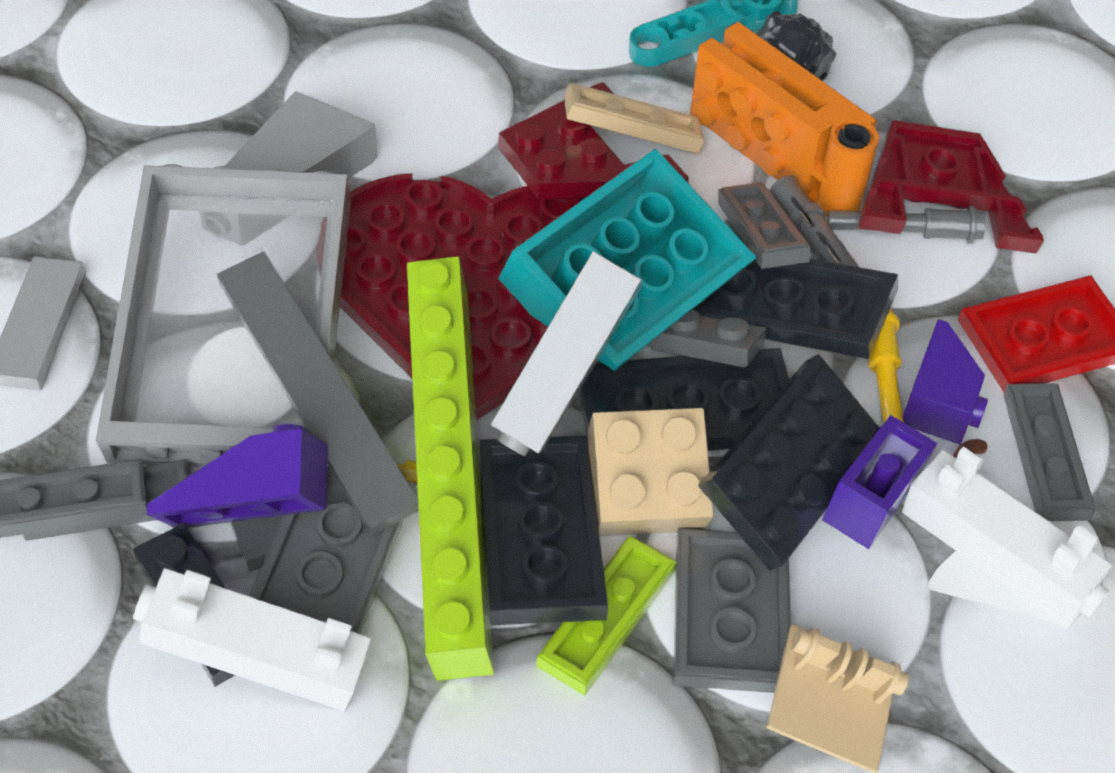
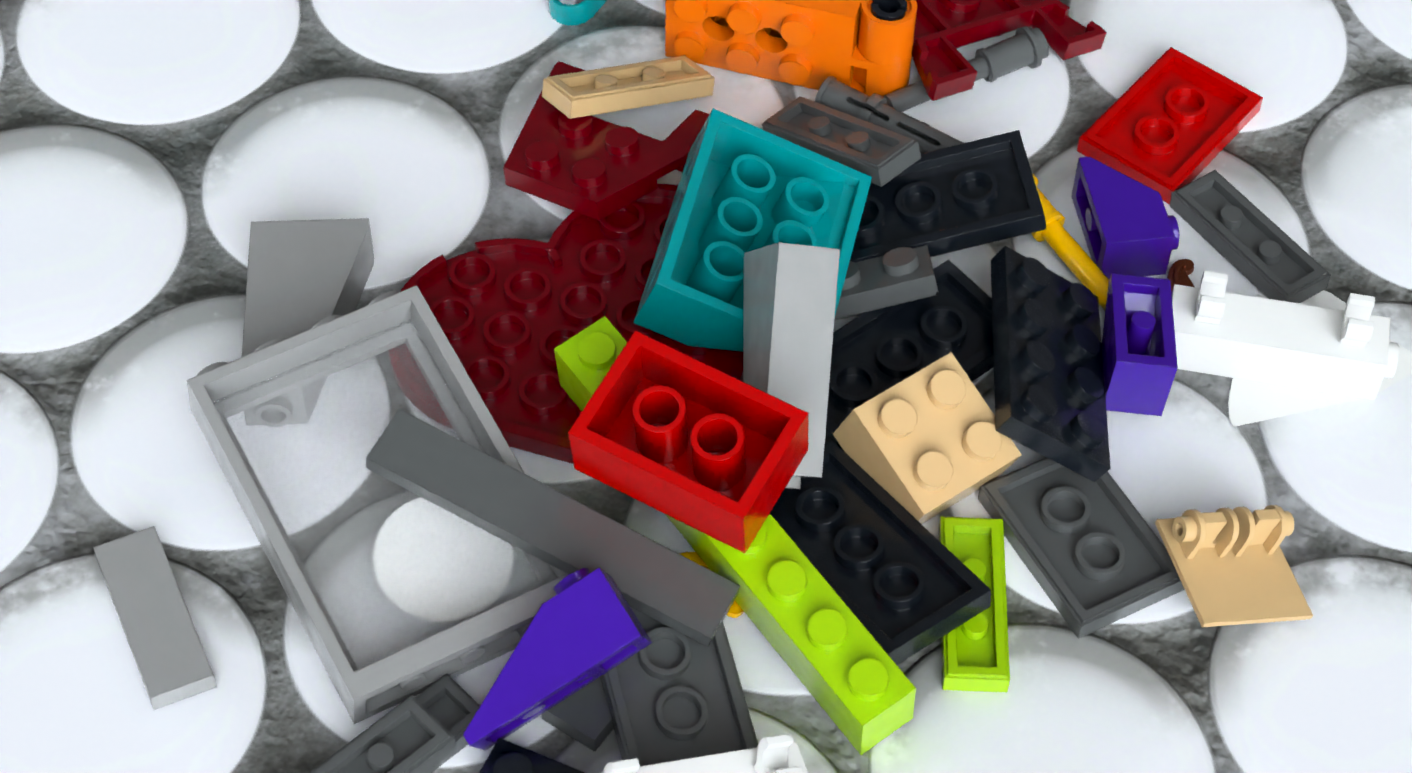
camera: 30 degrees left, 0 degrees up
(432, 369) = (689, 441): none -> red brick

